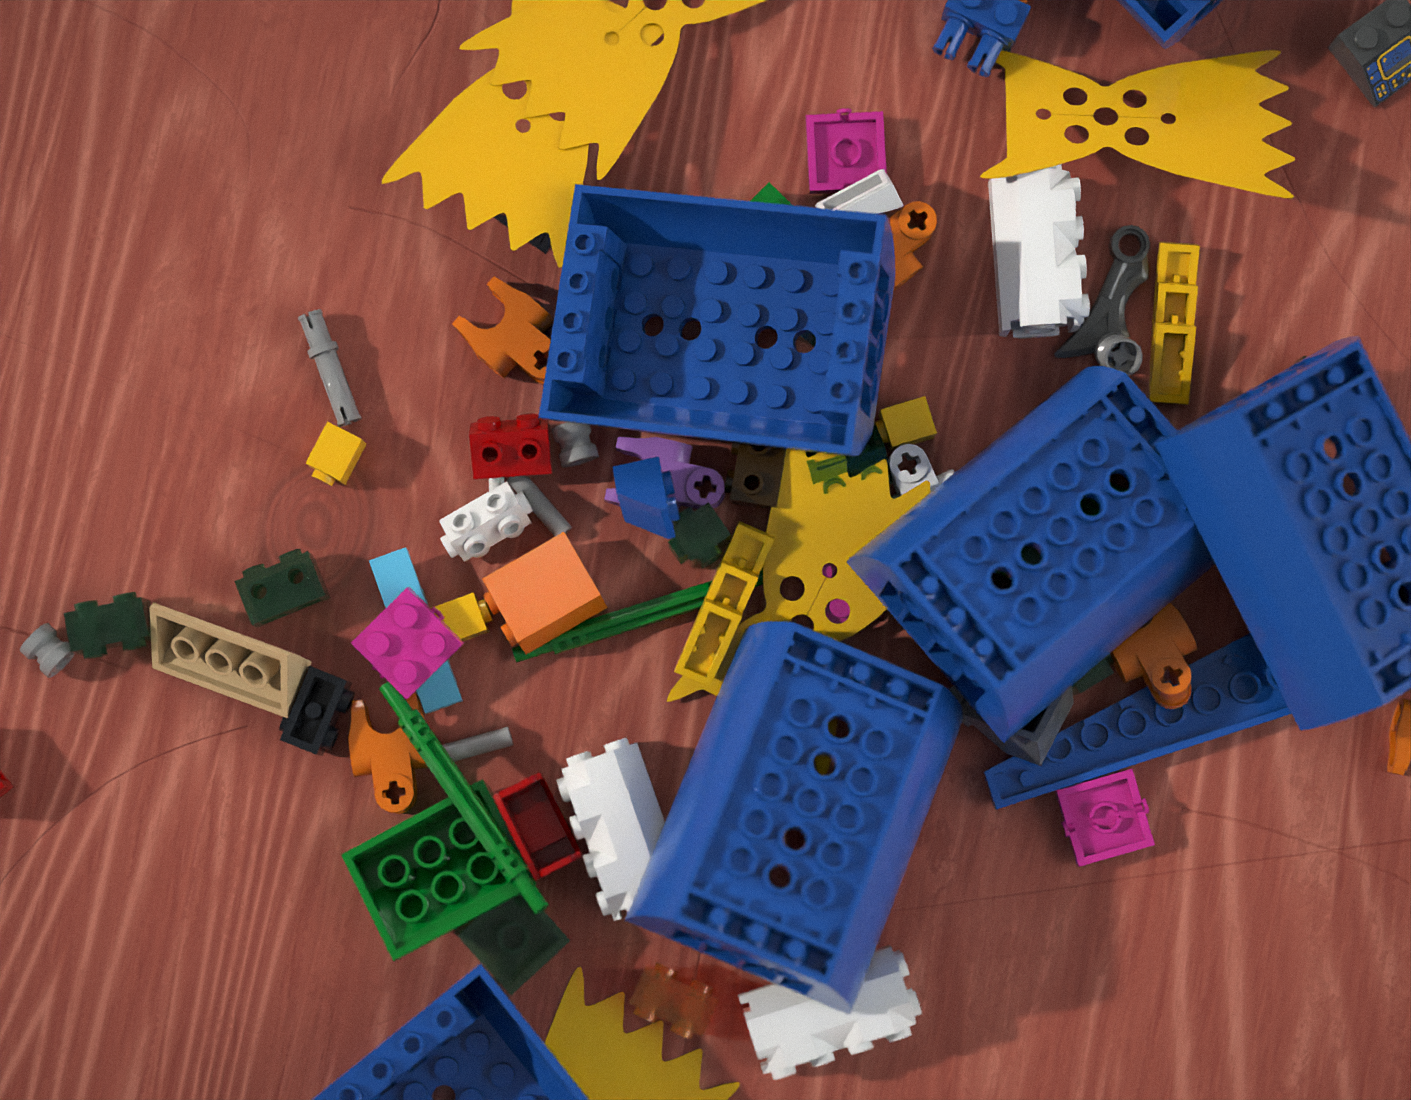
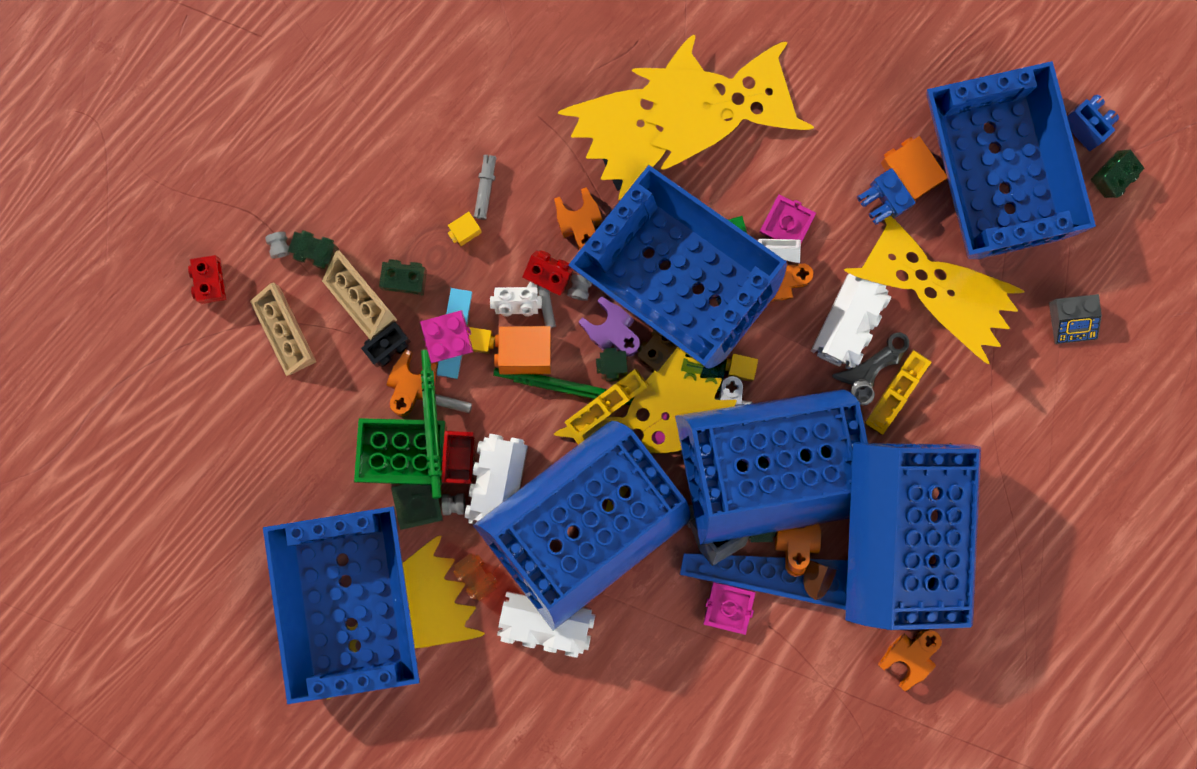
camera: 30 degrees right, 0 degrees up
(133, 783) = (282, 329): none -> tan slope
(571, 905) = (453, 504): none -> light grey wheel
(644, 496) = (597, 330): blue slope -> none
(1219, 691) = (818, 579): none -> reddish brown brick

